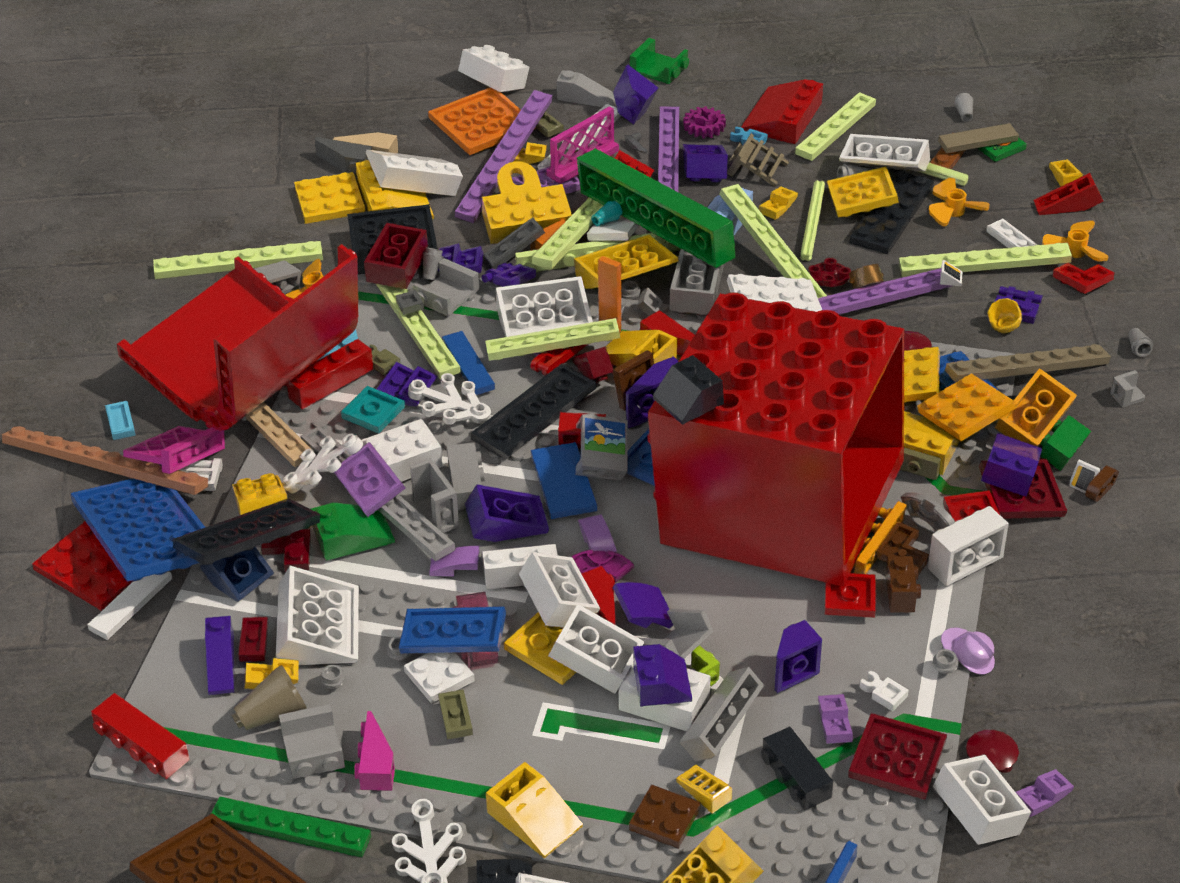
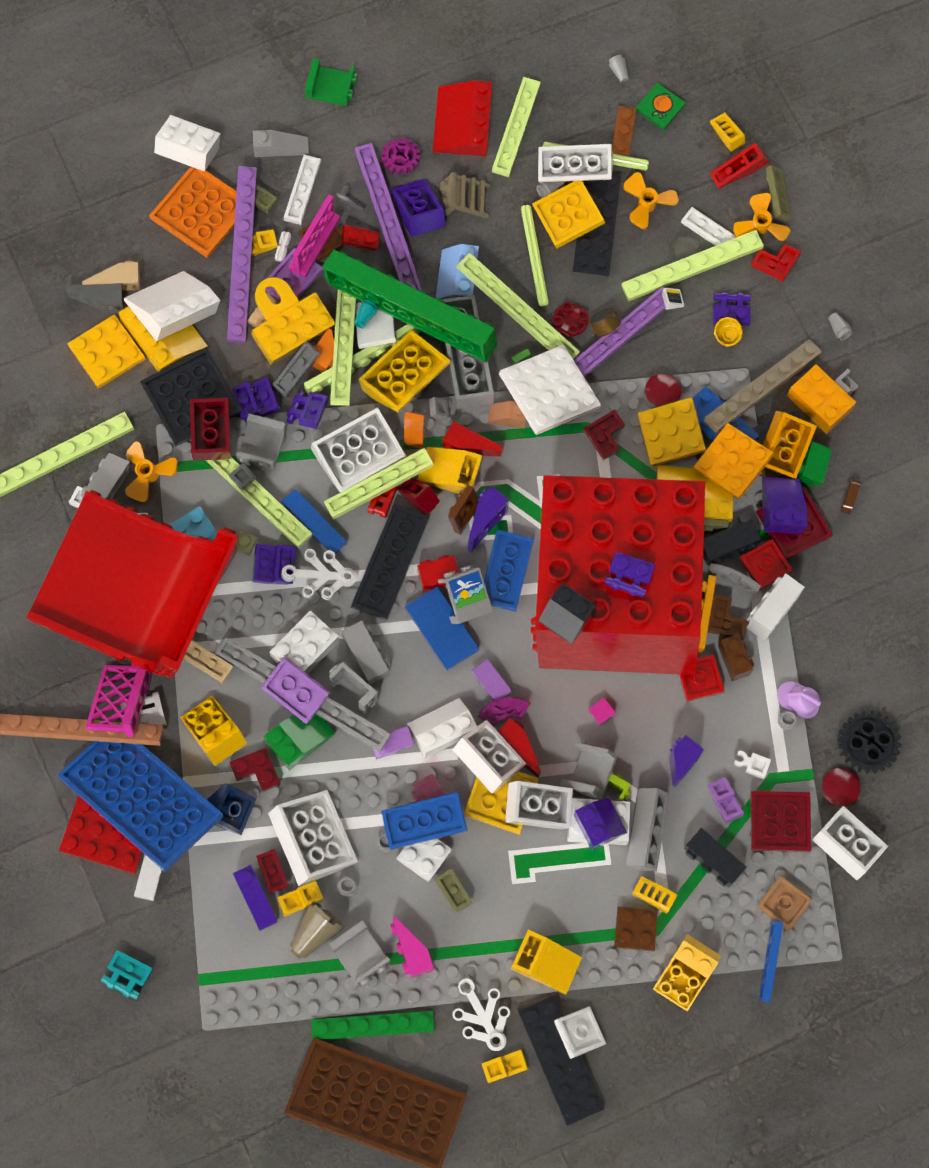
camera: 25 degrees left, 30 degrees up
(40, 687) = (130, 969): none -> teal plate
(120, 420) = (51, 673): medium azure tile -> none
(140, 736) = (230, 992): red brick -> none
(246, 531) = (233, 789): black plate -> none
(321, 463) = (247, 683): white plant -> none
(372, 409) = (259, 602): teal plate -> none
(431, 261) = (239, 418): light grey cone -> none
(504, 514) = (413, 683): dark purple slope -> none
(633, 94) = (330, 148): dark purple slope -> none
(643, 604) = (553, 742): dark purple slope -> none
(716, 597) = (601, 711): none -> dark pink tile
(741, 135) = (447, 164): dark azure plate -> none
(778, 203) = (498, 241): yellow slope -> none
(778, 376) = (632, 569): none -> dark purple plate
(876, 842) = (784, 903): none -> medium nougat tile
(936, 480) = (730, 542): none -> black brick
(978, 138) = (645, 112): dark tan tile -> none
(1045, 712) = (859, 756): none -> black gear
(1045, 792) = (885, 814): medium lavender slope -> none
(1083, 475) = (836, 494): slope -> none
(1099, 393) = (821, 399): none -> light orange brick
(1105, 226) = (778, 193): none -> olive plate

